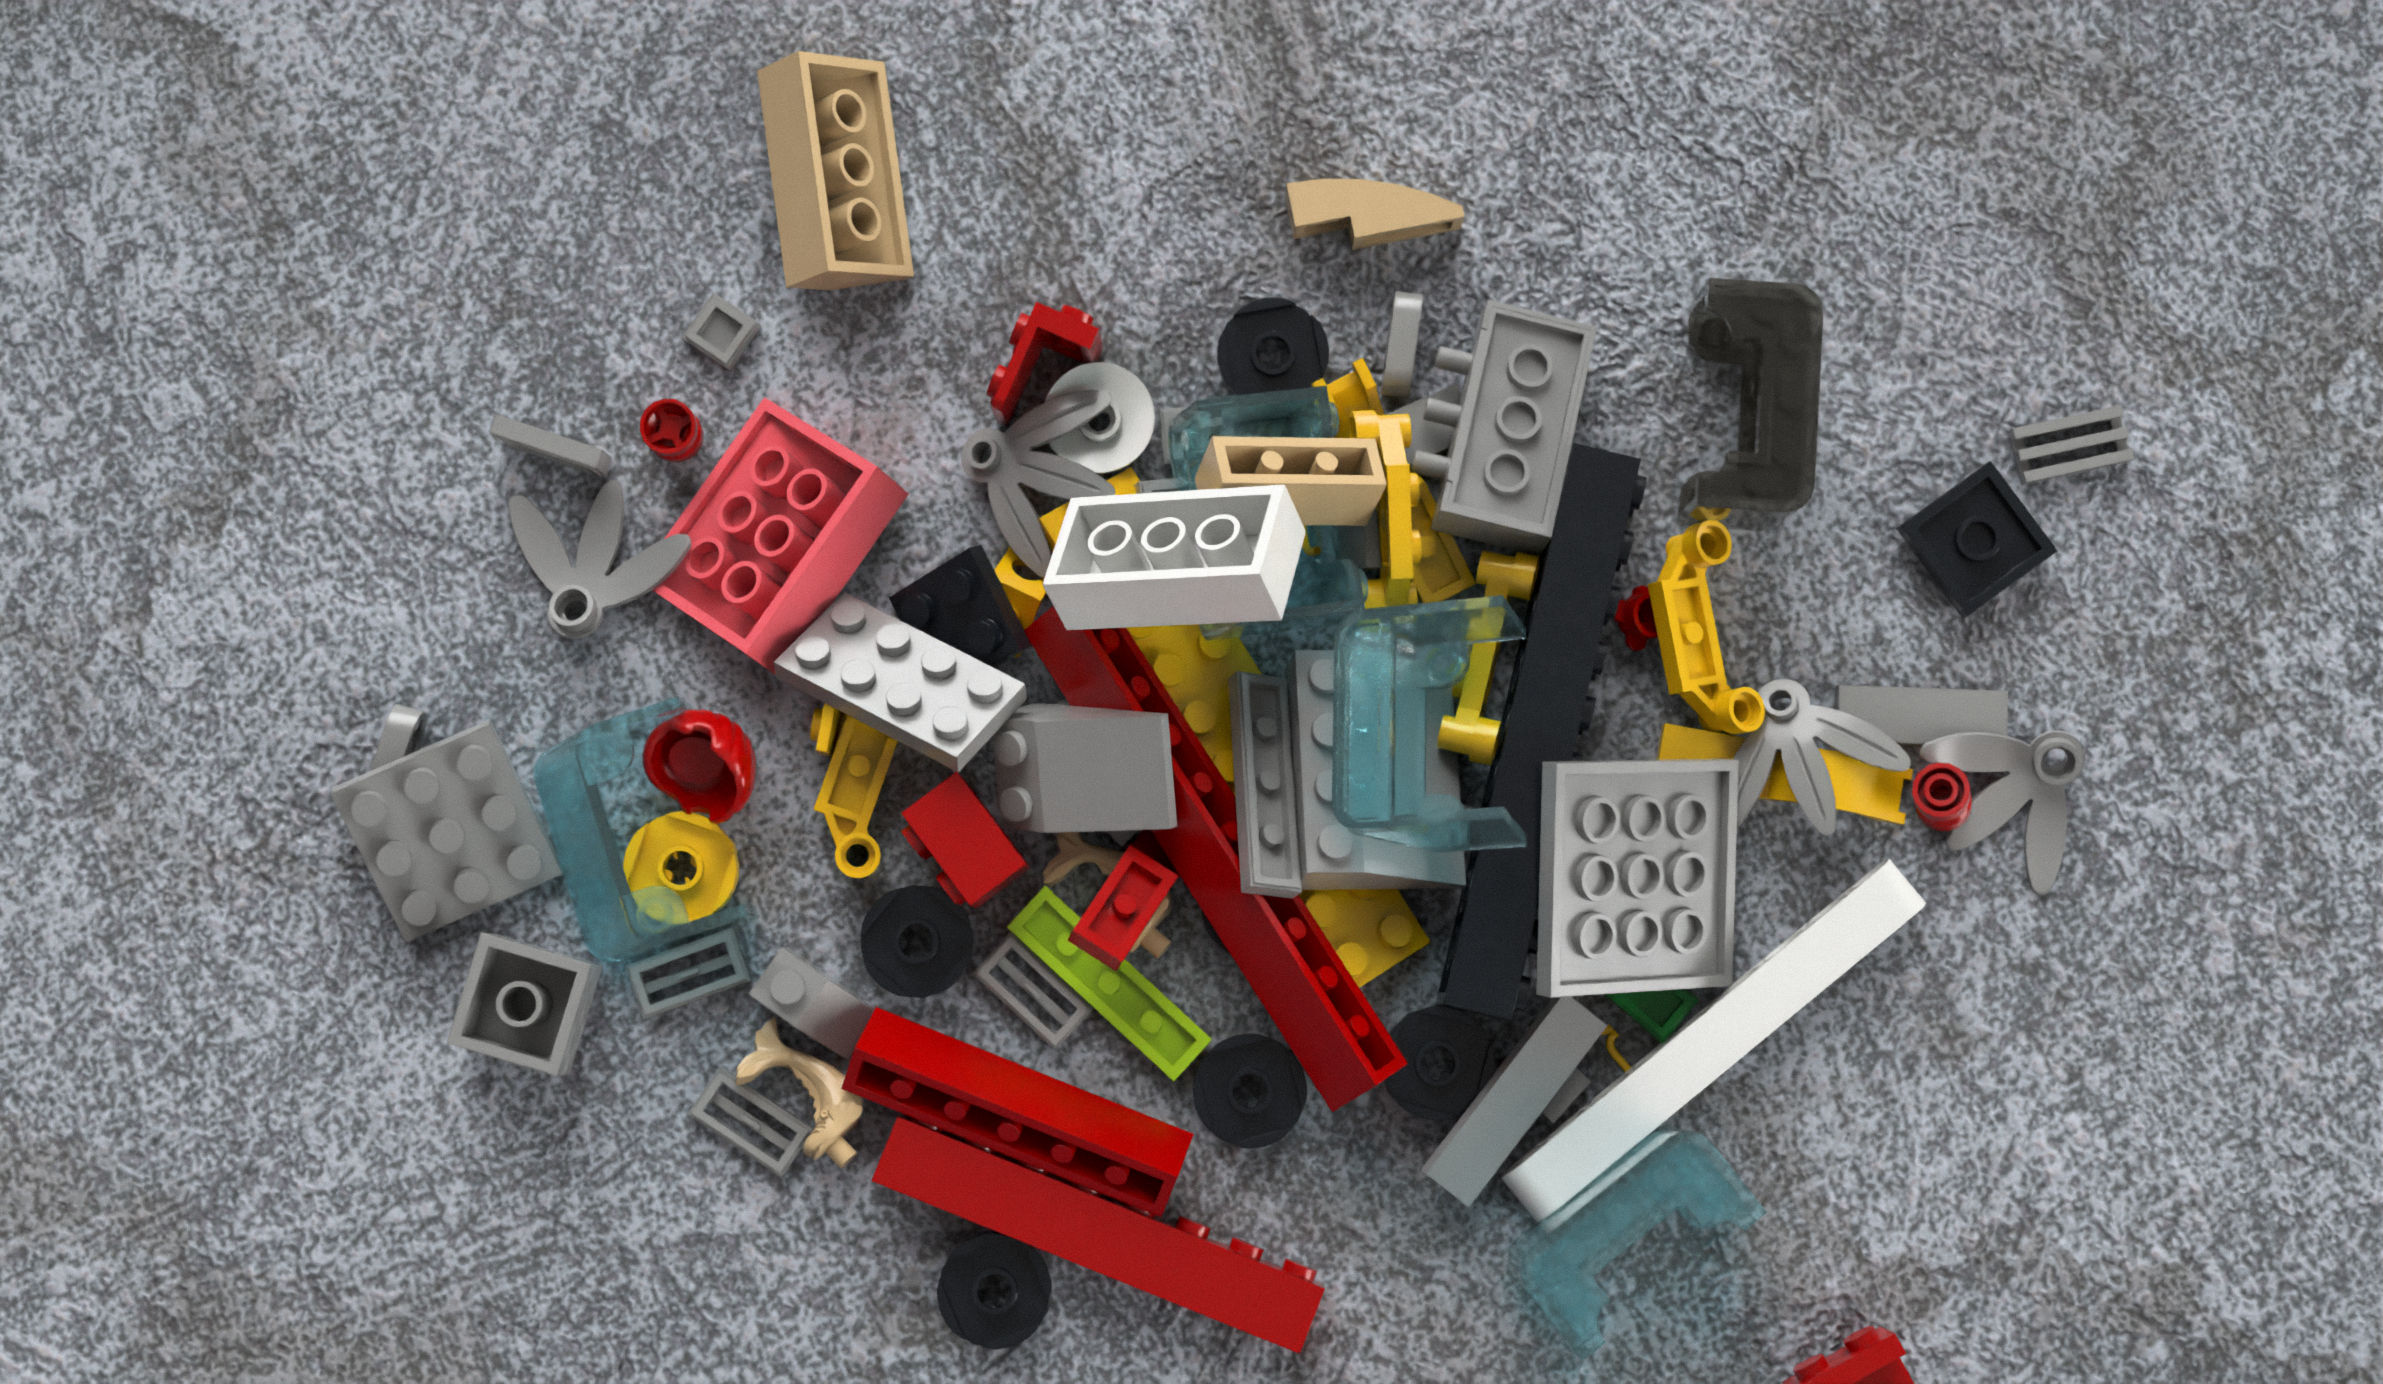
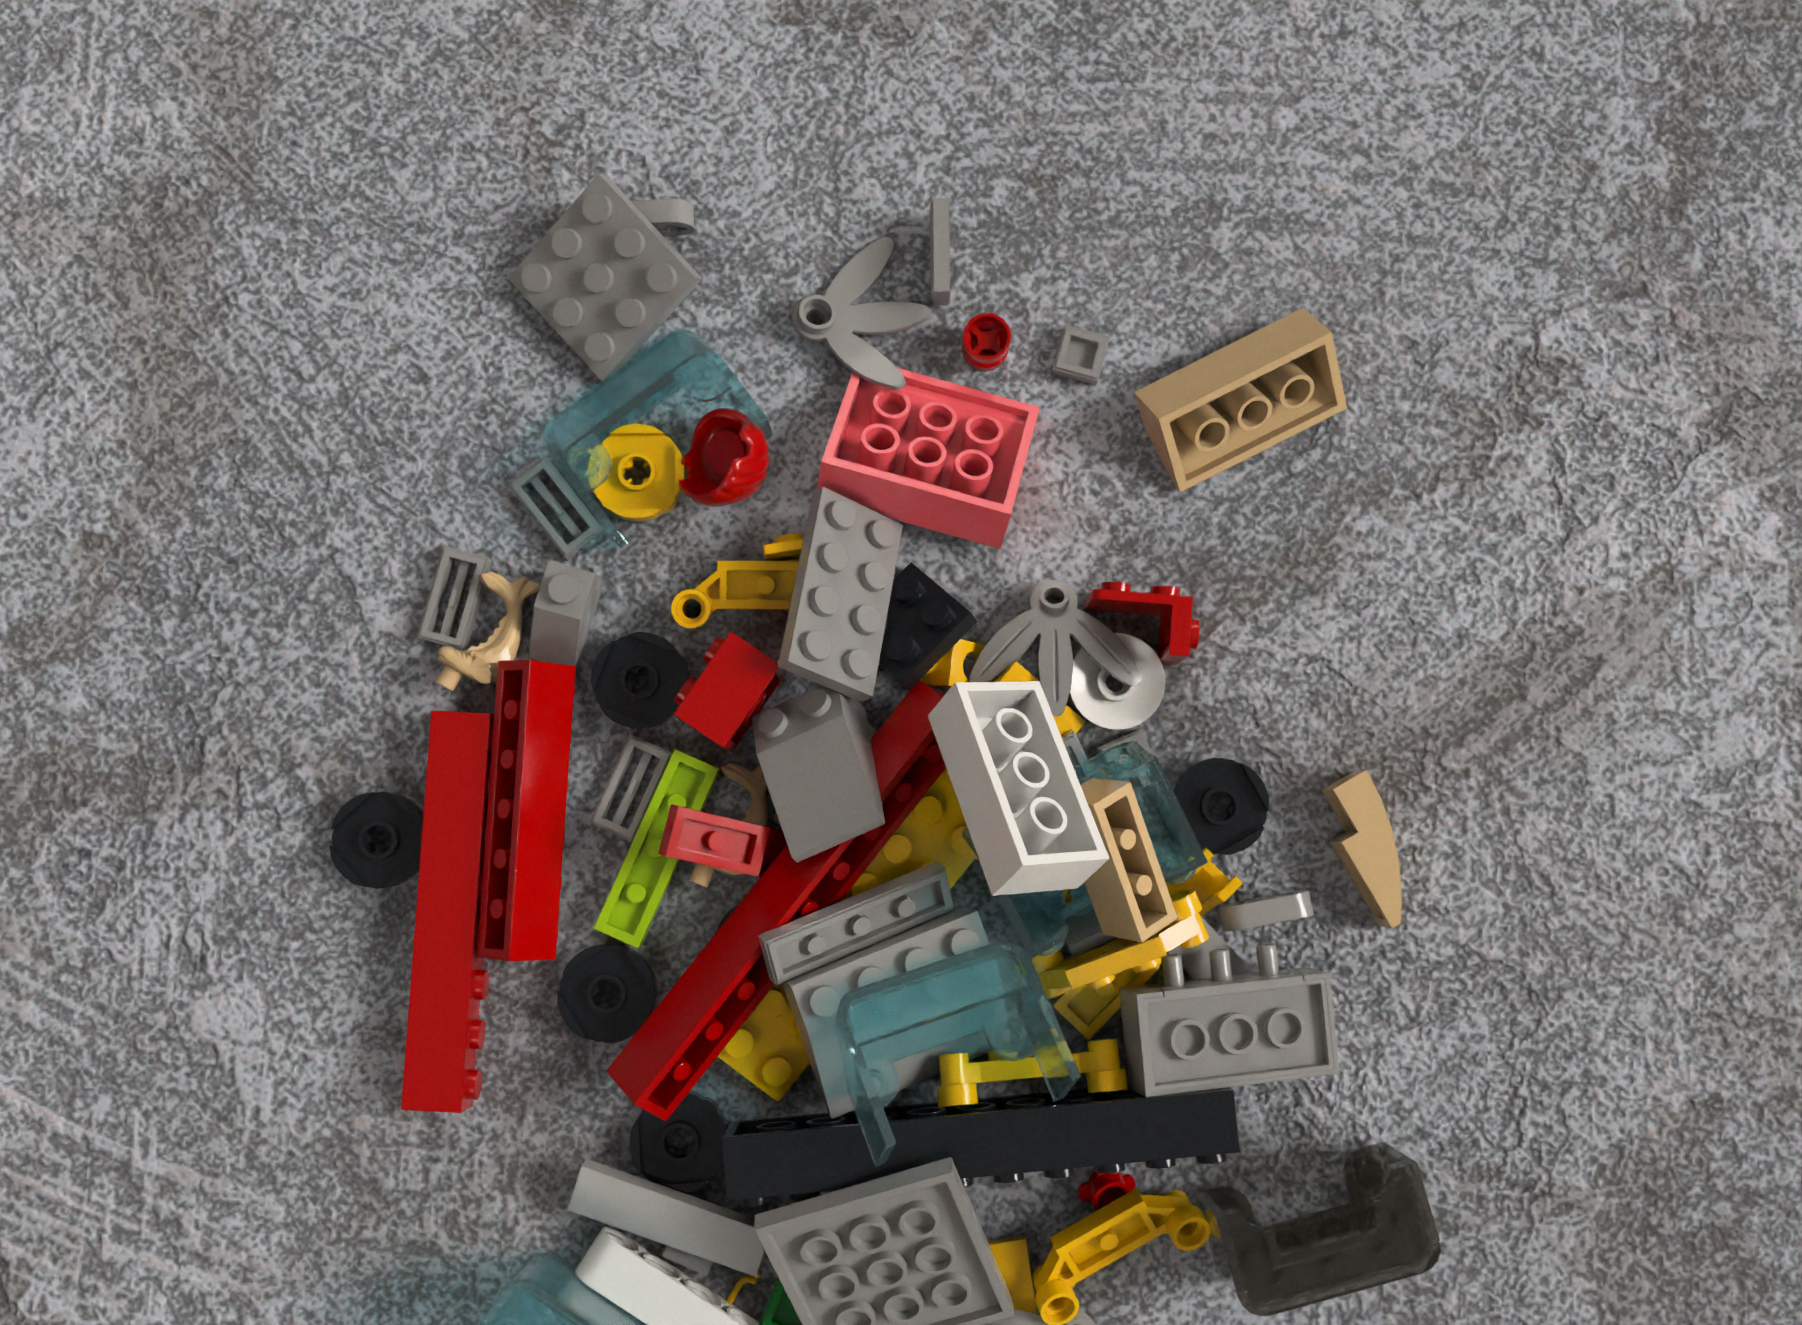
camera: 70 degrees right, 0 degrees up
(524, 1004) = (485, 386): light grey brick -> none

